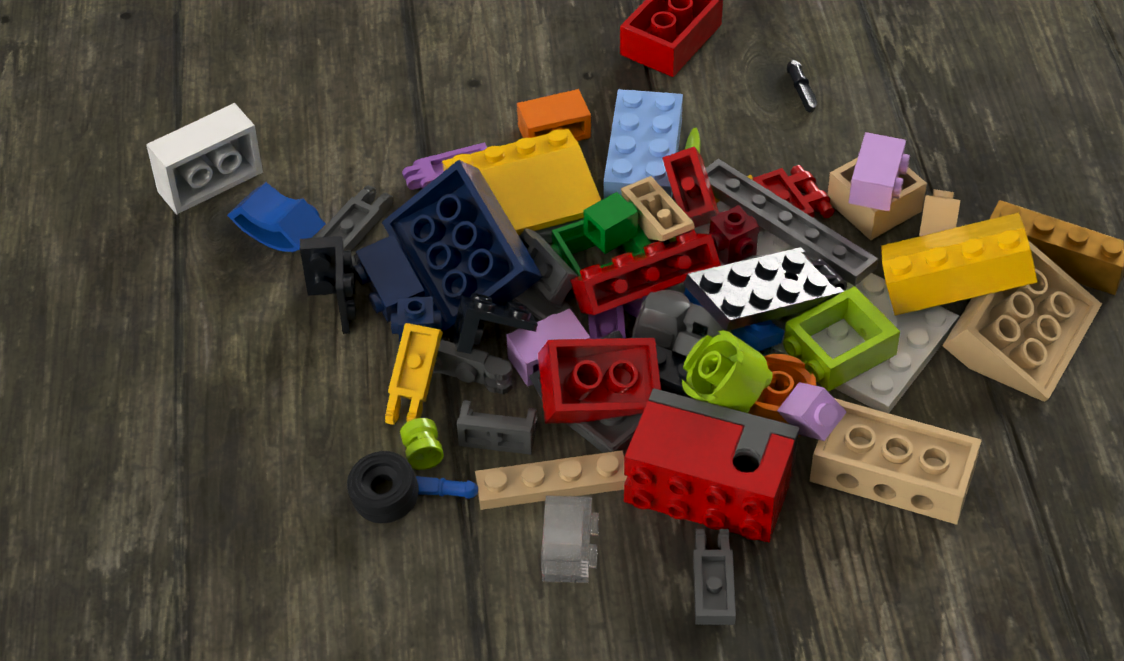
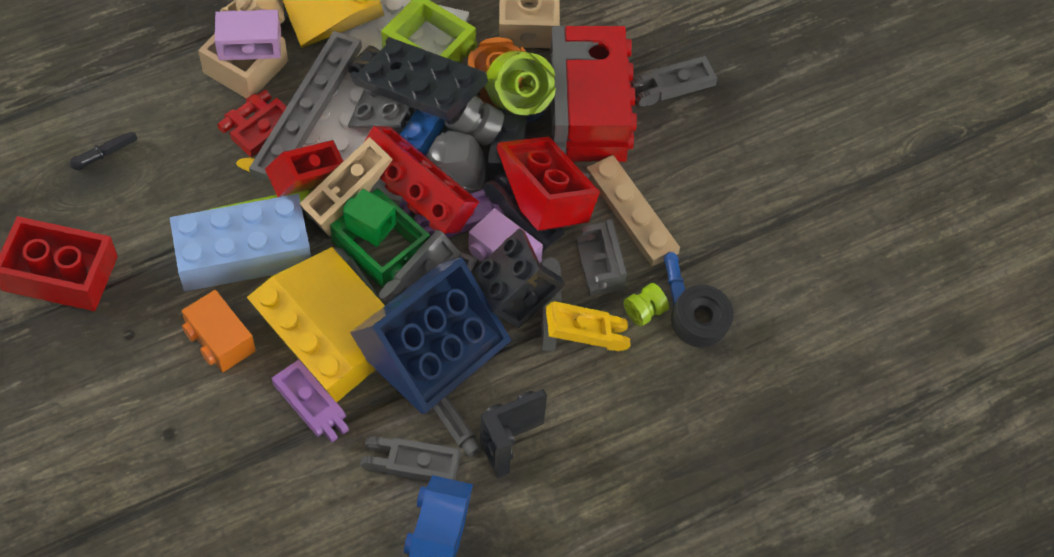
camera: 115 degrees left, 10 degrees up
(387, 275) = (485, 384): dark blue brick -> none
(415, 311) = (523, 351): dark blue brick -> none
(567, 539) = (689, 175): clear brick -> none
(734, 235) = (345, 128): dark red brick -> none
(812, 411) = (527, 26): lavender brick -> none

